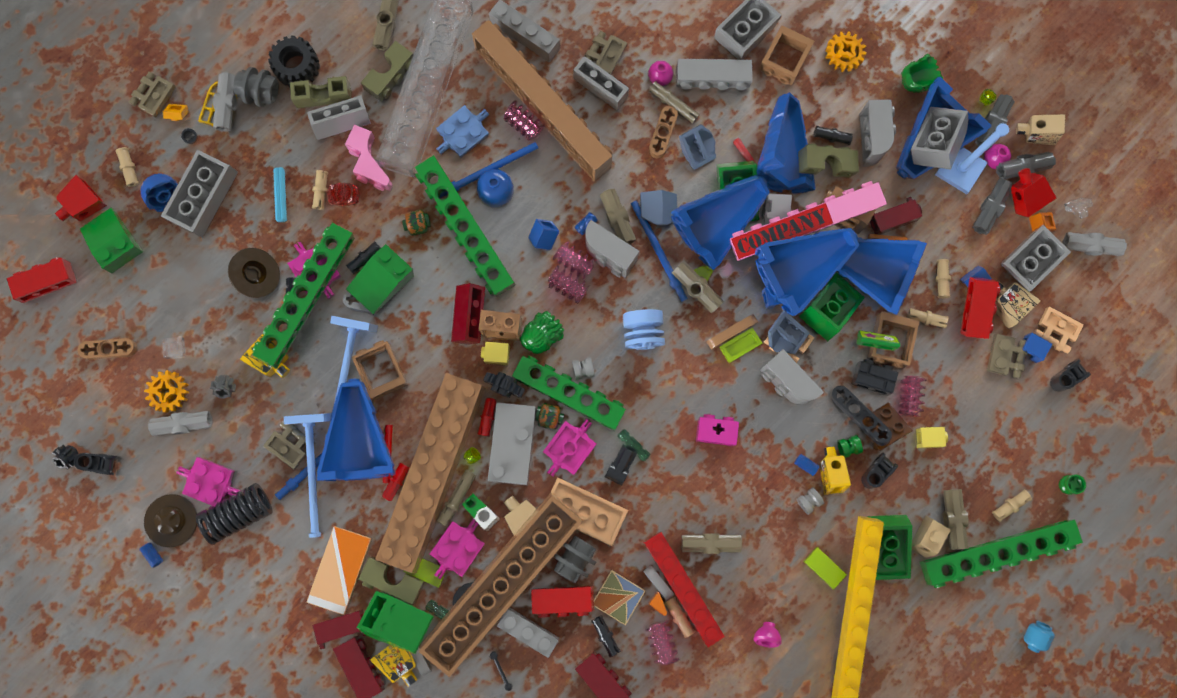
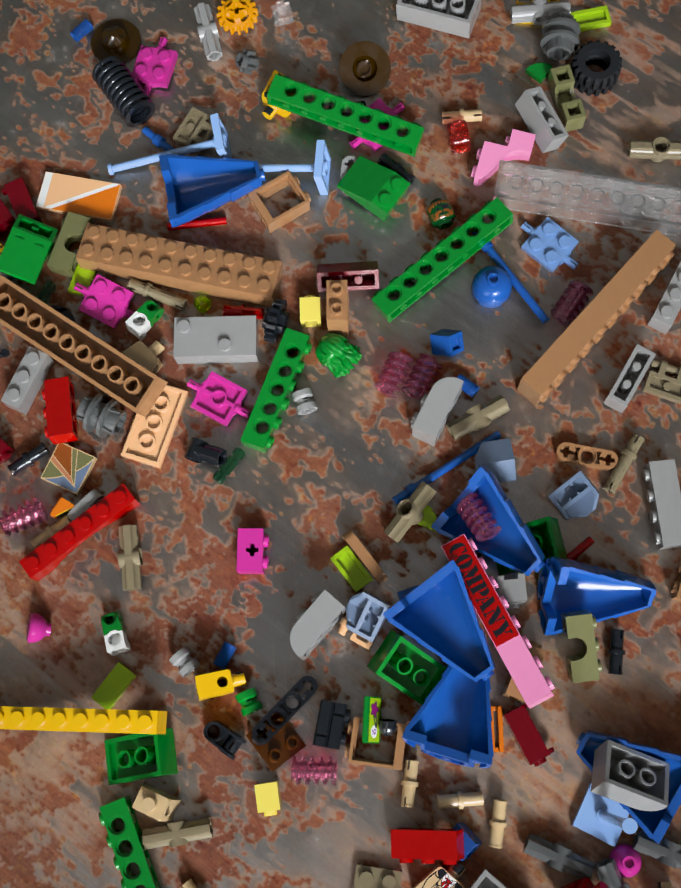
camera: 95 degrees right, 5 degrees down
(238, 56) = (592, 18): none -> lime tile
(280, 194) = (451, 81): medium azure axle -> none
(285, 113) = (538, 71): none -> green tile
(381, 84) = (586, 157): olive arch -> none
(395, 482) = (168, 233): red axle -> none
(549, 416) = (250, 373): head -> none
(643, 325) = (352, 457): light blue wheel -> none
(660, 72) = (656, 446): dark pink brick -> none
(713, 227) = (477, 518): none -> clear pink piece
(778, 562) = (115, 634): none -> leg
(876, 130) = (628, 701): light grey brick -> none
(884, 327) = (387, 726): none -> black hinge
(963, 250) = (497, 823): none -> tan pin

